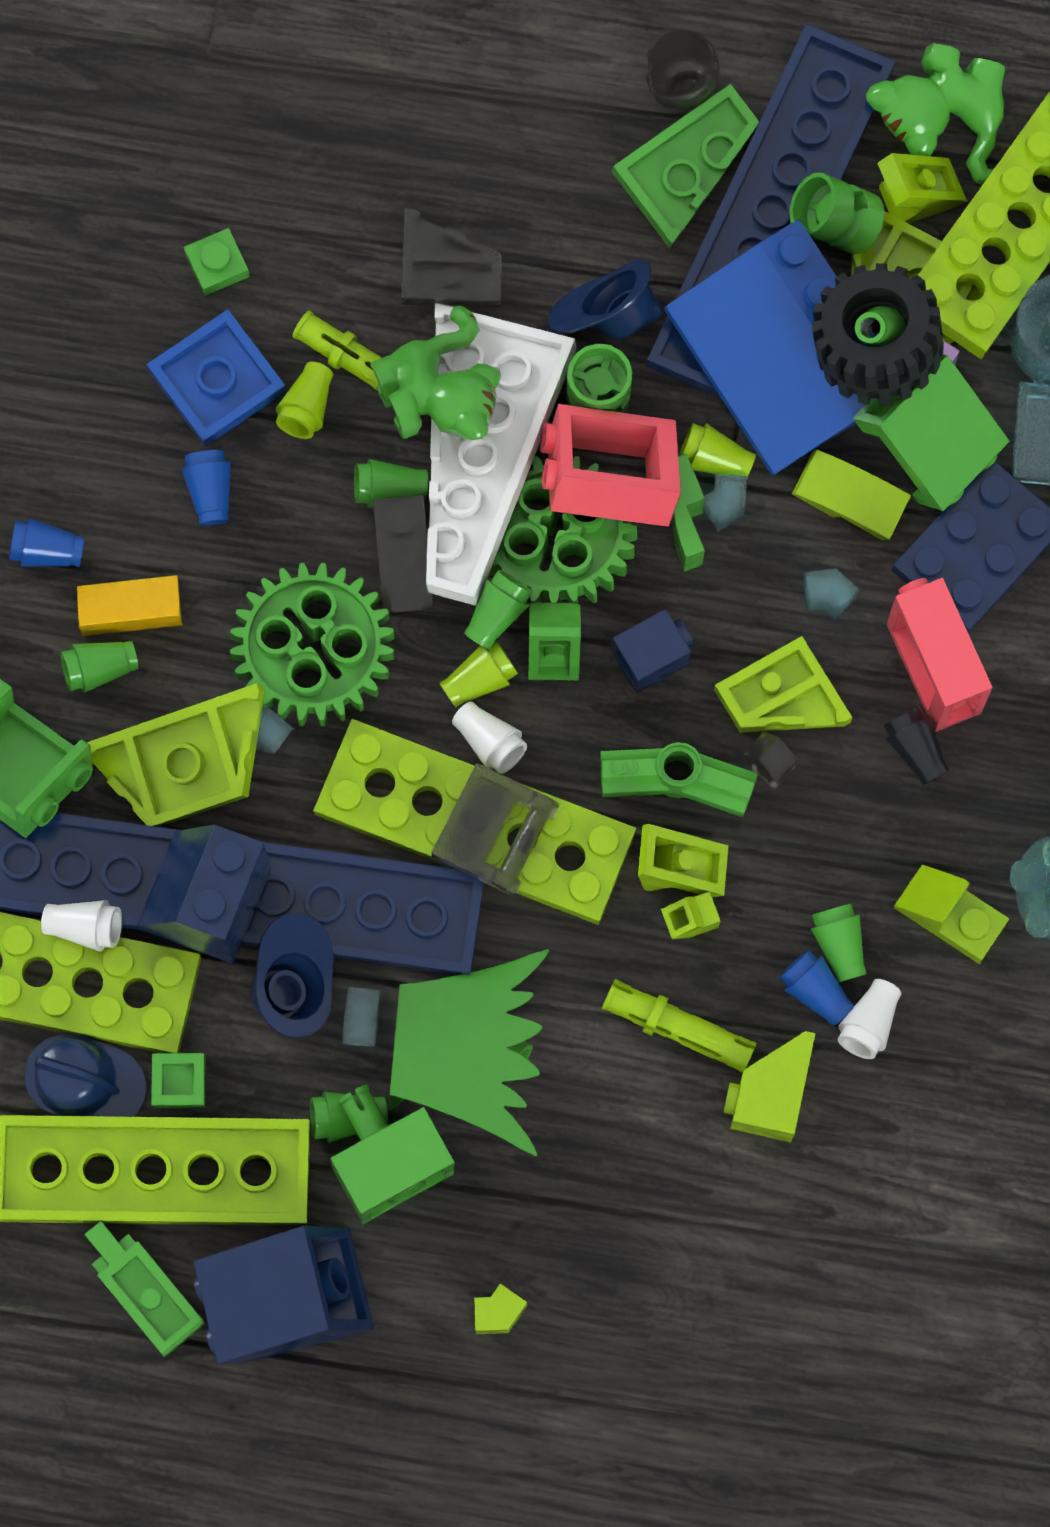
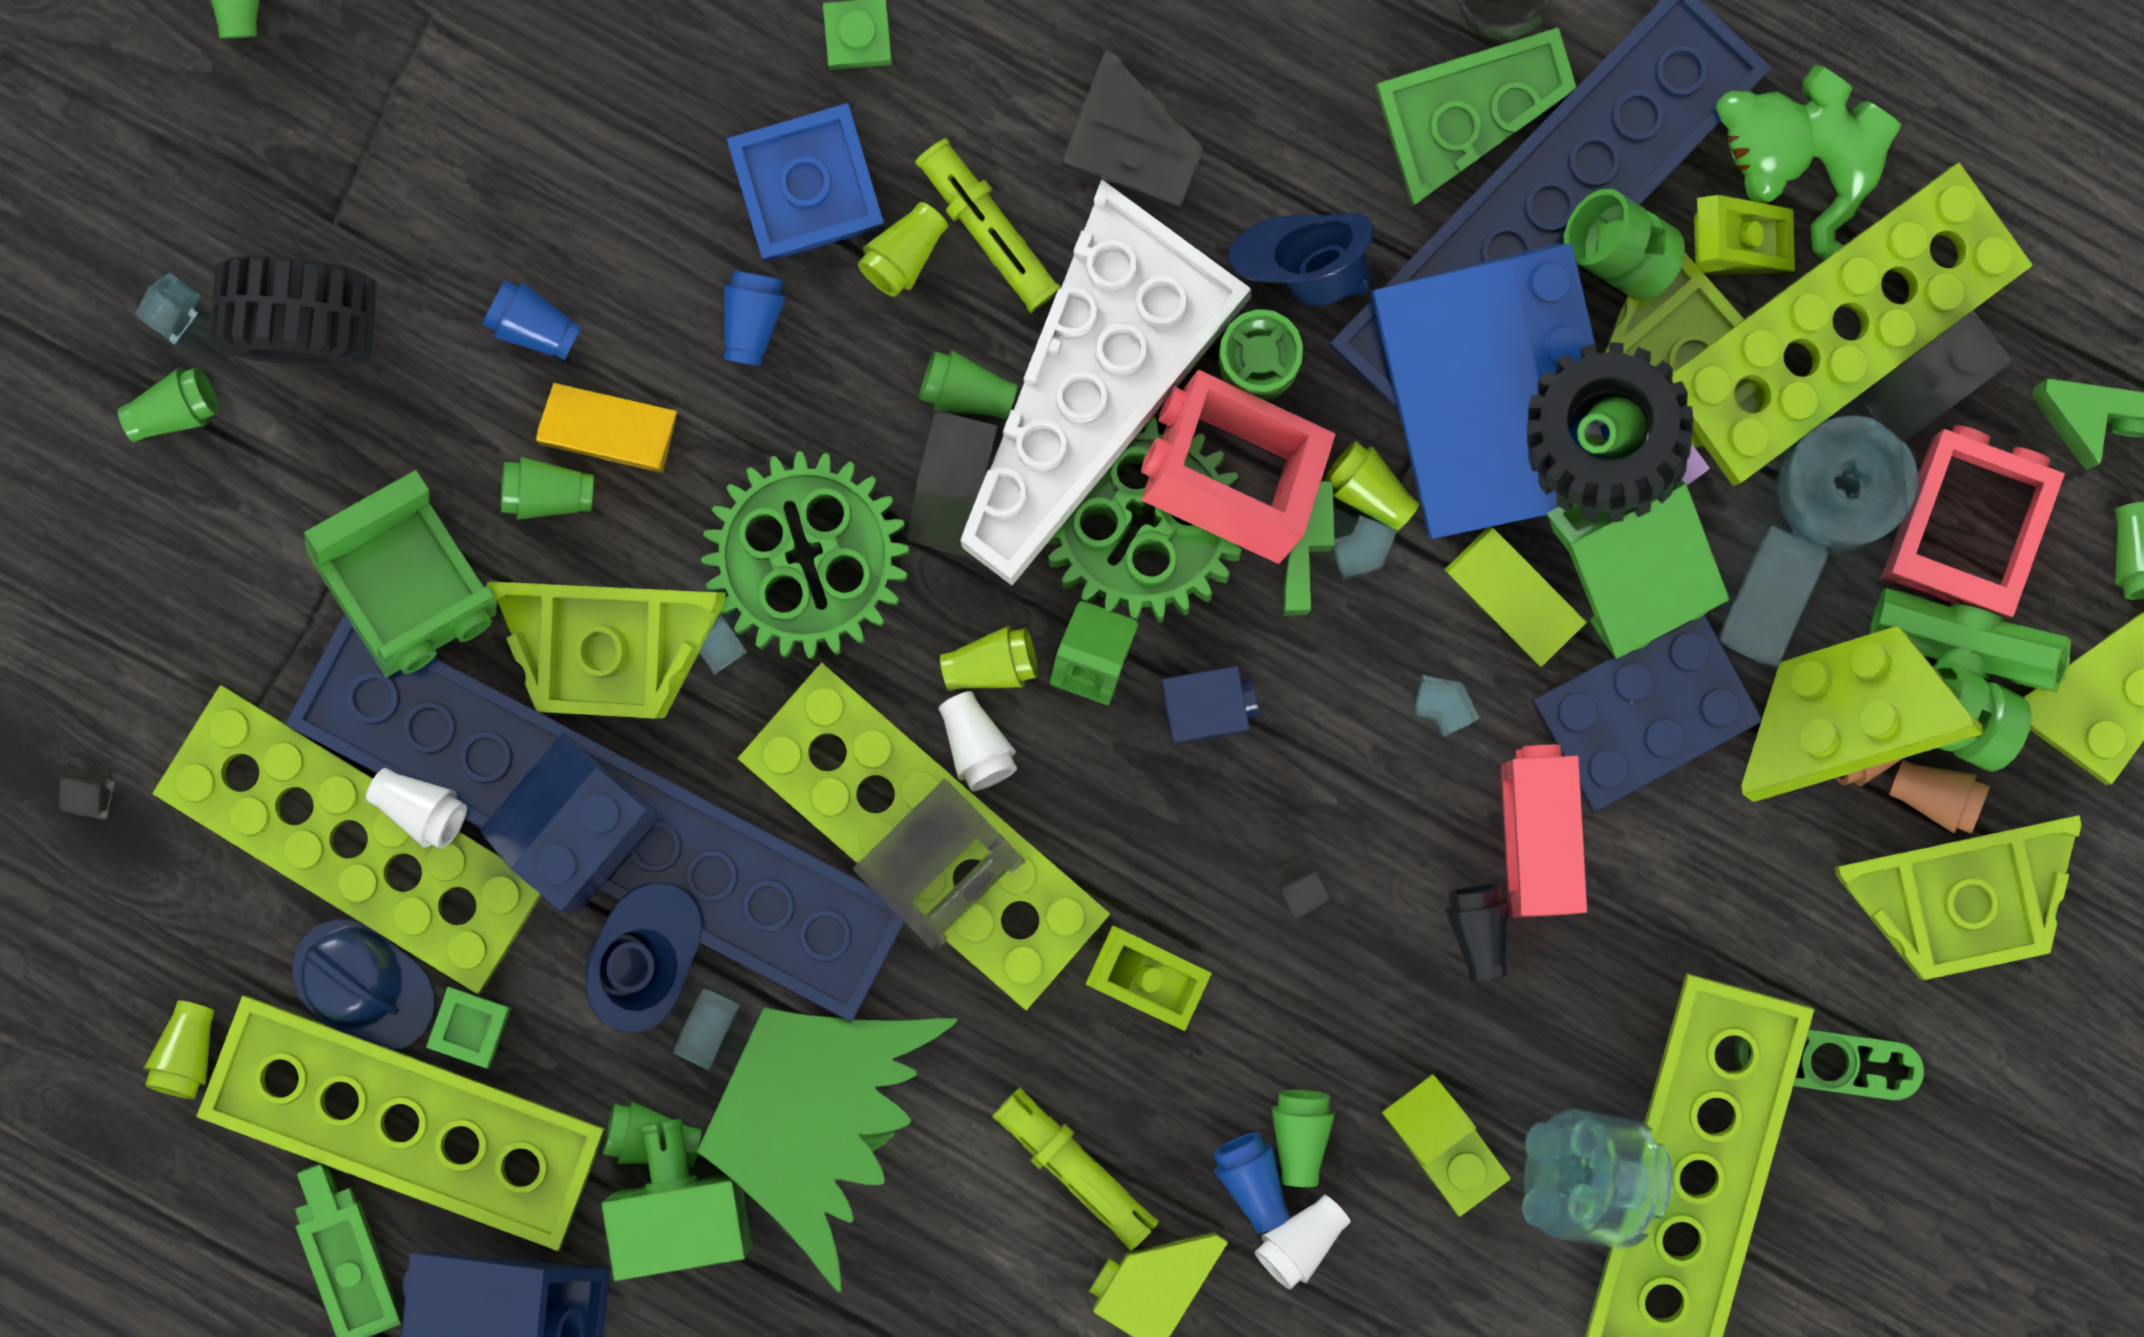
camera: 20 degrees right, 10 degrees up
(455, 400) = (1077, 323): bright green animal -> none
(497, 608) = (1038, 595): bright green cone -> none
(643, 773) = (1217, 892): bright green piece -> none
(691, 916) = (1135, 1043): lime piece -> none
(783, 693) = (1344, 811): lime wing -> none

